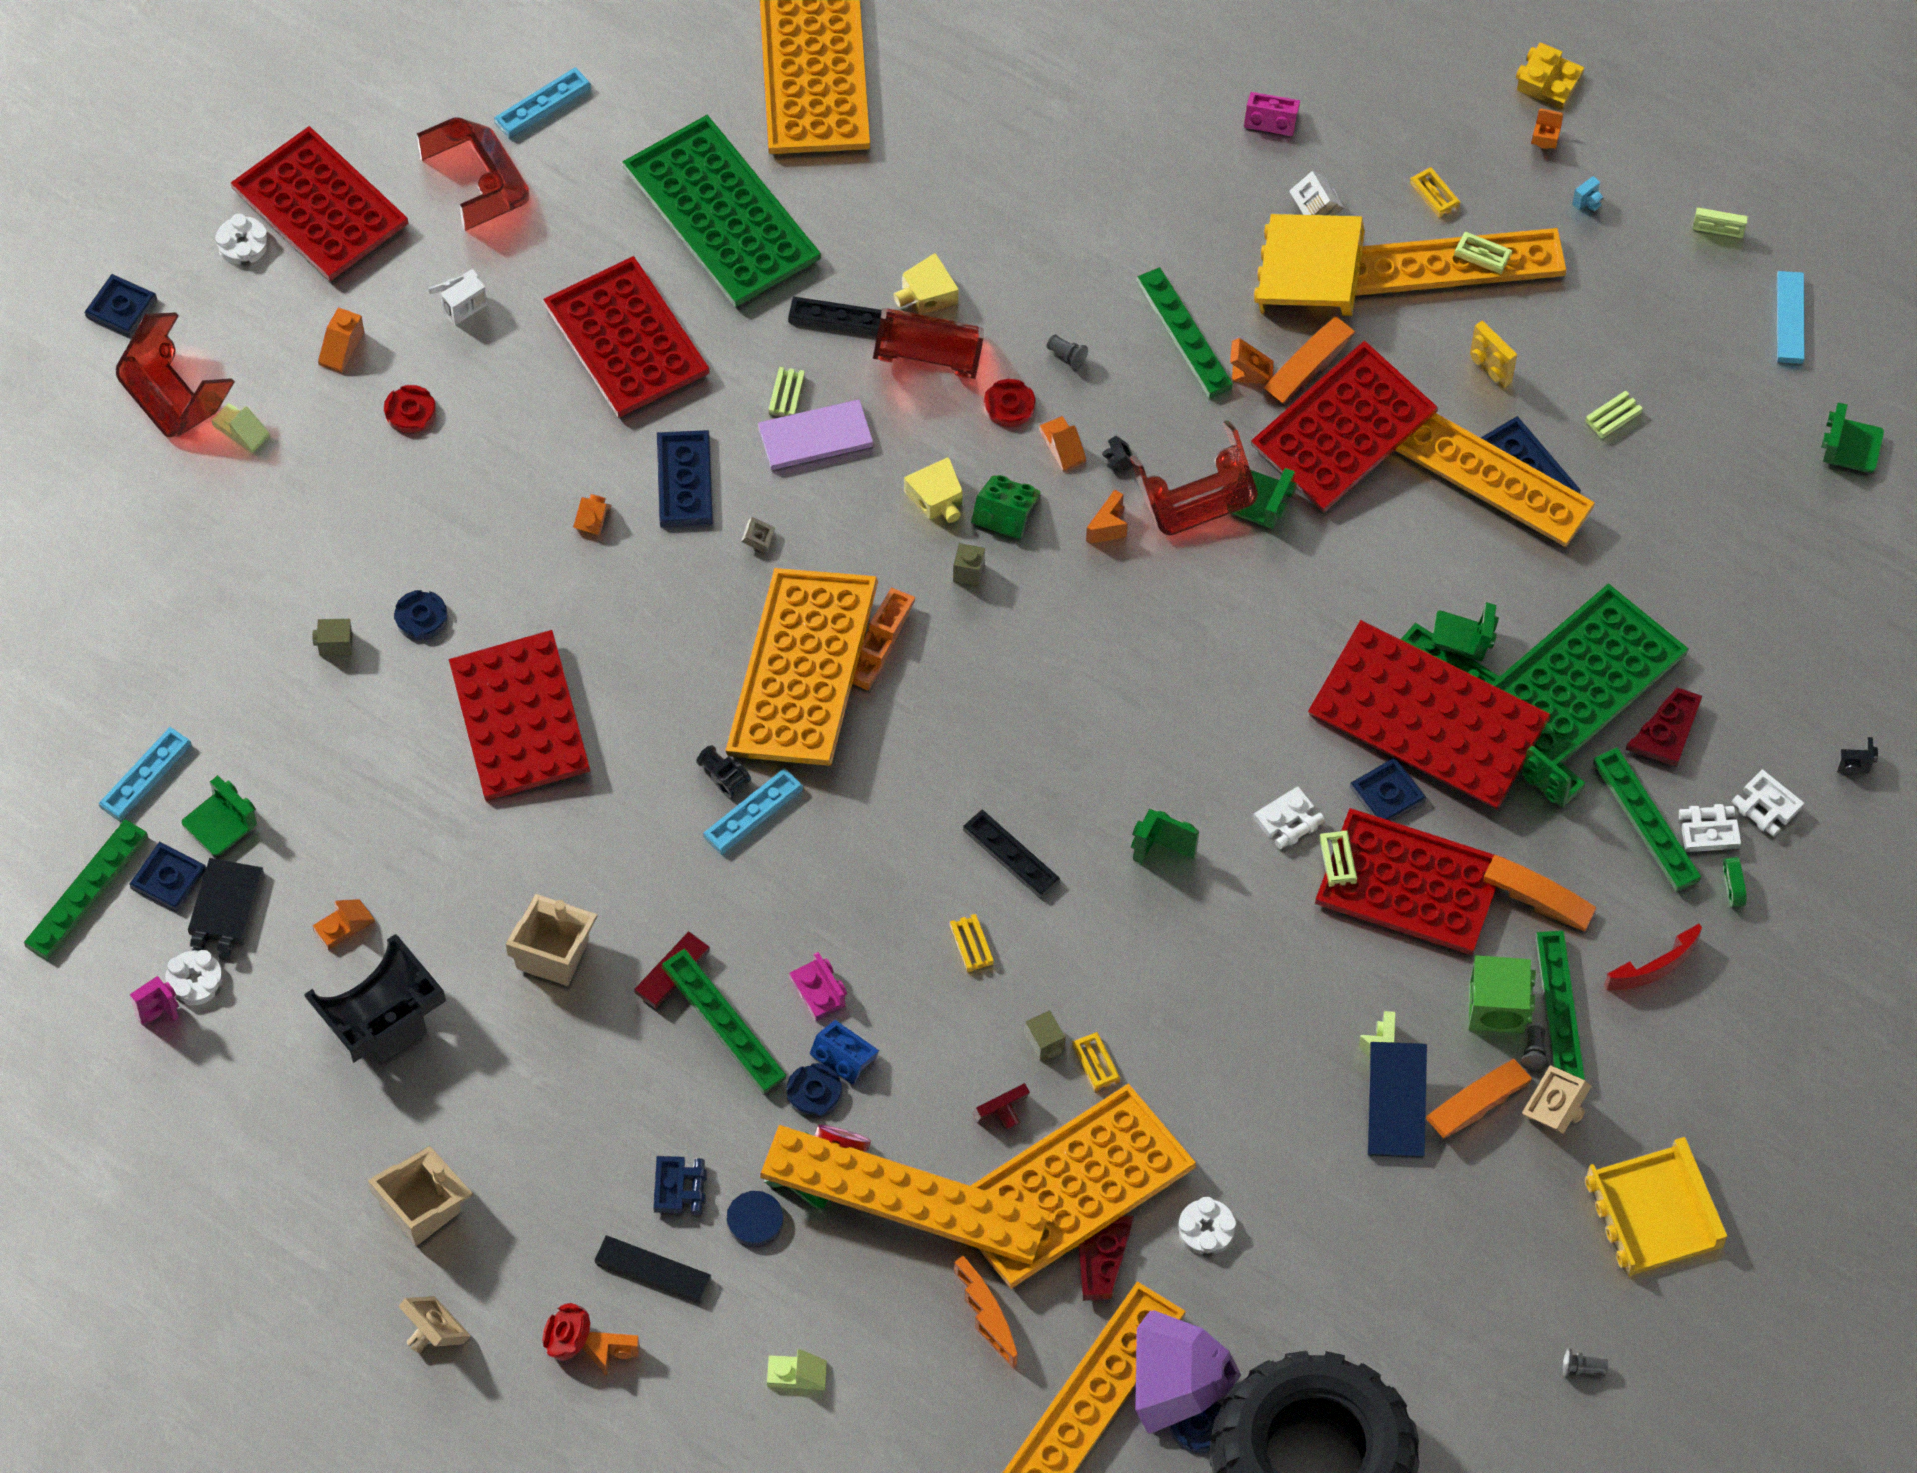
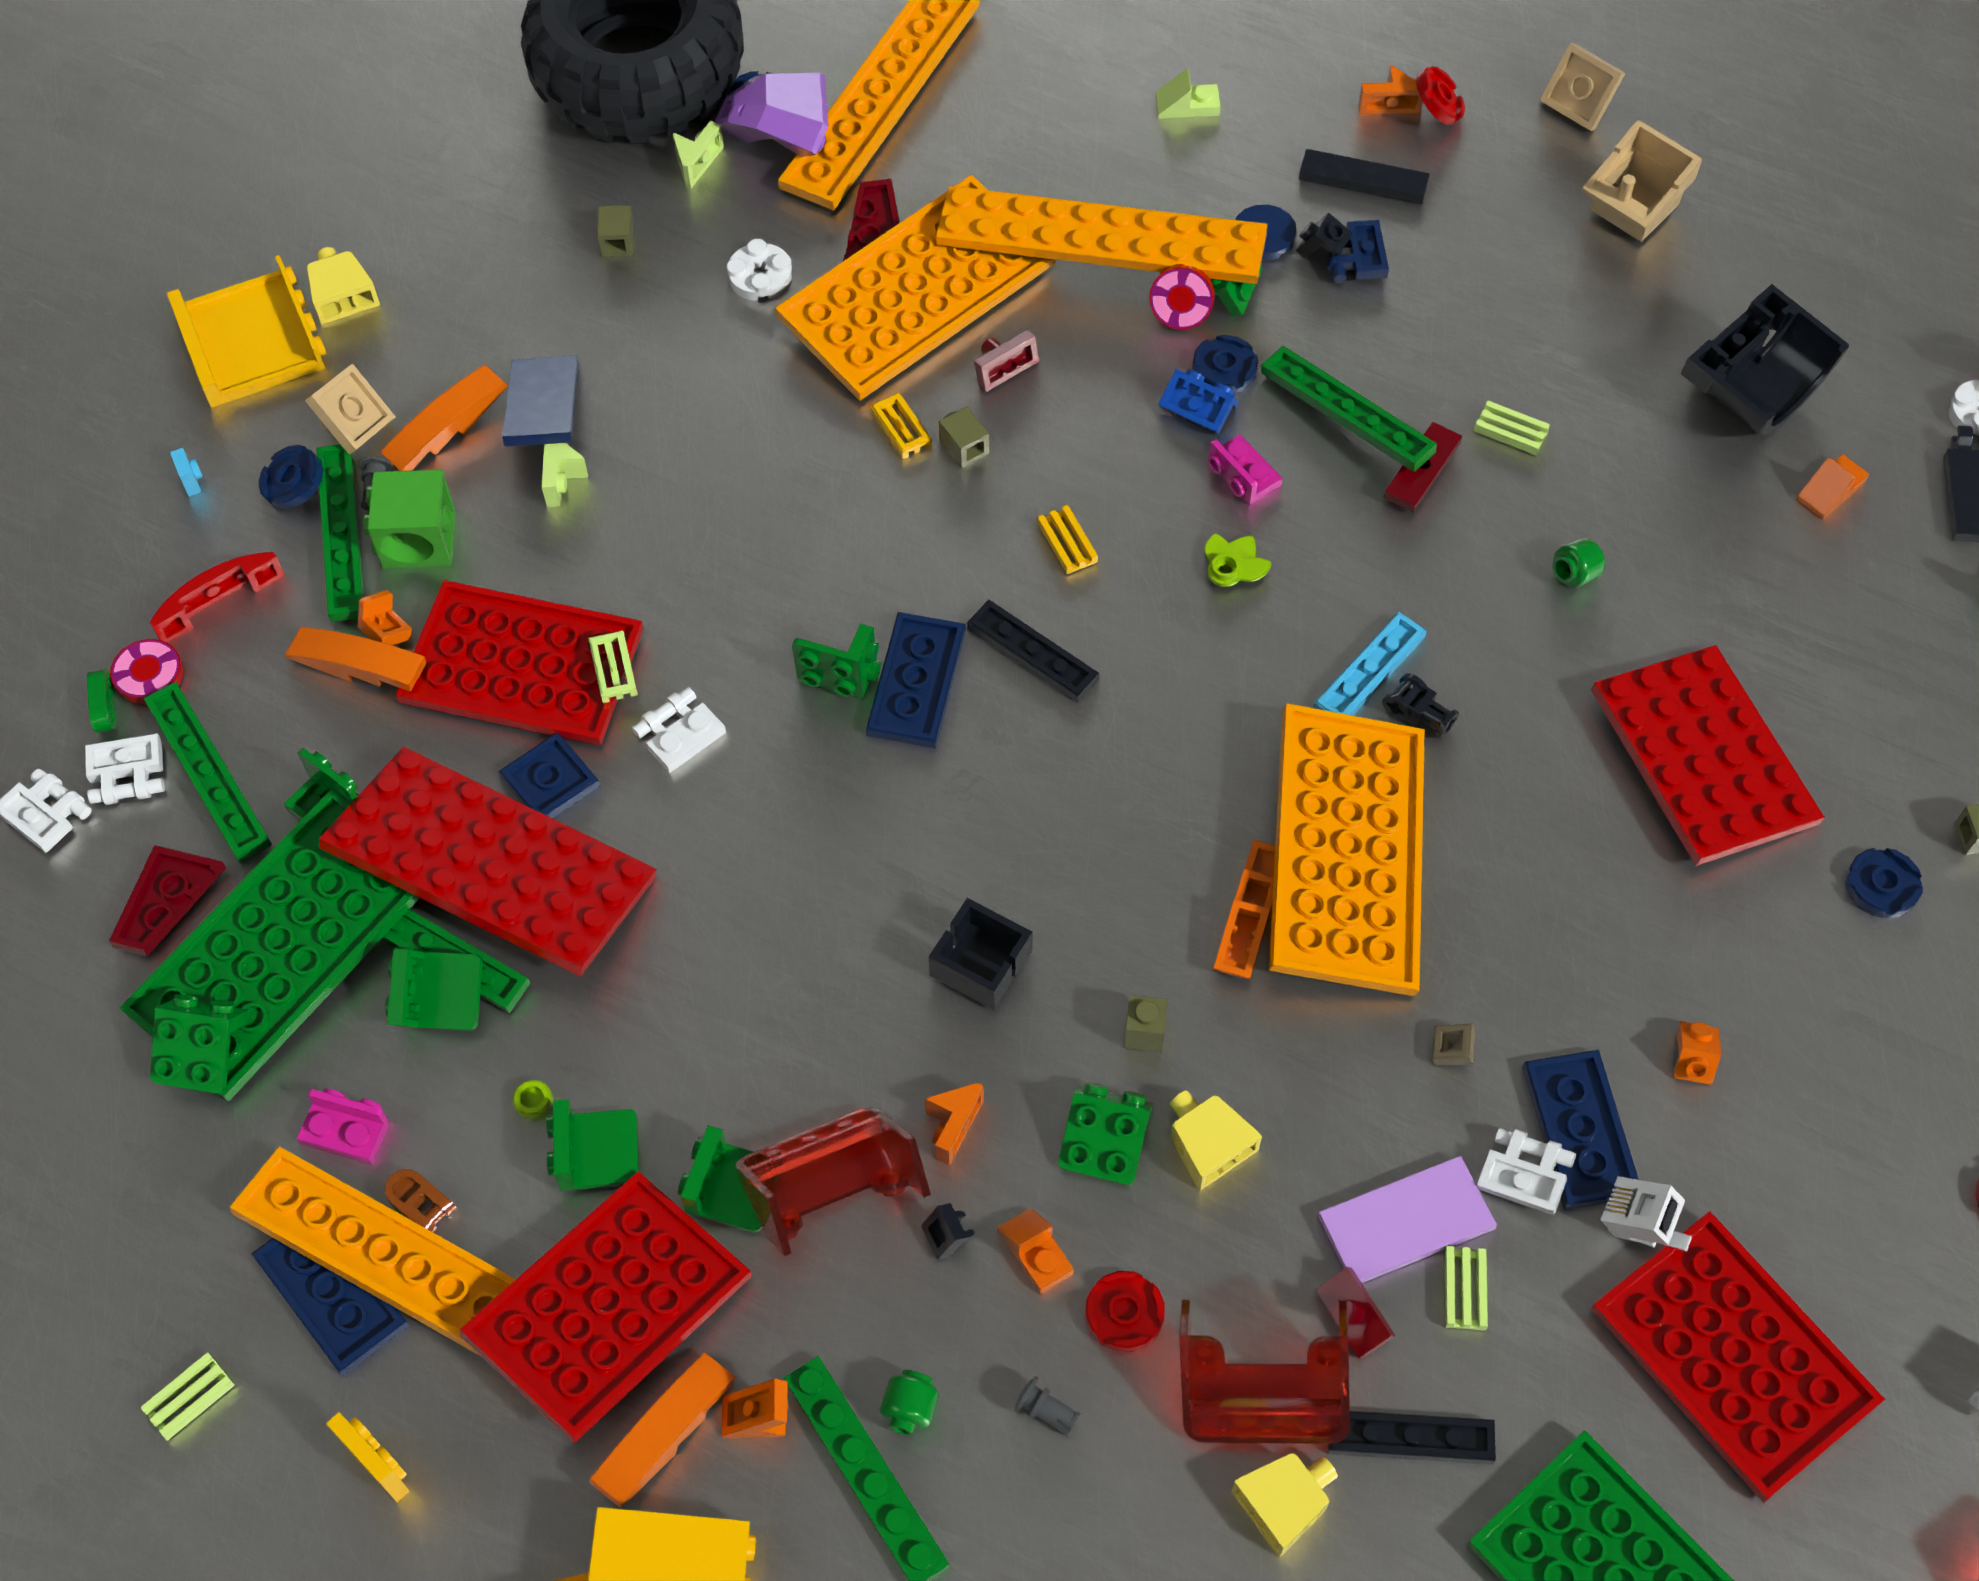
camera: 175 degrees right, 0 degrees up
(550, 939) = (1579, 452): tan piece -> none
(570, 870) = (1578, 562): none -> green head
(592, 993) = (1514, 424): none -> yellowish green tile
(663, 406) = (1645, 1213): none -> white piece
(707, 1192) = (1326, 232): none -> black bracket
(736, 443) = (1523, 1181): none -> white plate
(839, 913) = (1236, 558): none -> lime plate
(861, 379) = (1365, 1322): none -> dark red tile
(990, 1319) = (989, 156): orange slope -> none
(1082, 616) = (985, 953): none -> black piece
(1103, 840) = (916, 680): none -> dark blue tile
(1153, 358) = (909, 1402): none -> green head
(1260, 1349) = (697, 155): none -> yellowish green slope
(1333, 1275) = (616, 231): none -> olive brick
(1354, 528) = (592, 1147): none -> green bracket
(1396, 568) = (533, 1100): none -> lime tile
(1477, 516) = (408, 1190): none -> dark orange plate
(1519, 920) = (379, 620): none -> orange bracket
(1525, 562) = (343, 1125): none -> dark pink bracket
(1578, 1244) = (339, 285): none -> light yellow torso
(1582, 1364) = (344, 177): dark grey pin -> none
(1604, 1059) = (291, 477): none -> dark blue tile
(1628, 611) = (193, 1042): none -> green bracket
(1691, 1073) = (188, 471): none -> medium azure plate
(1704, 905) = (145, 669): none -> tile

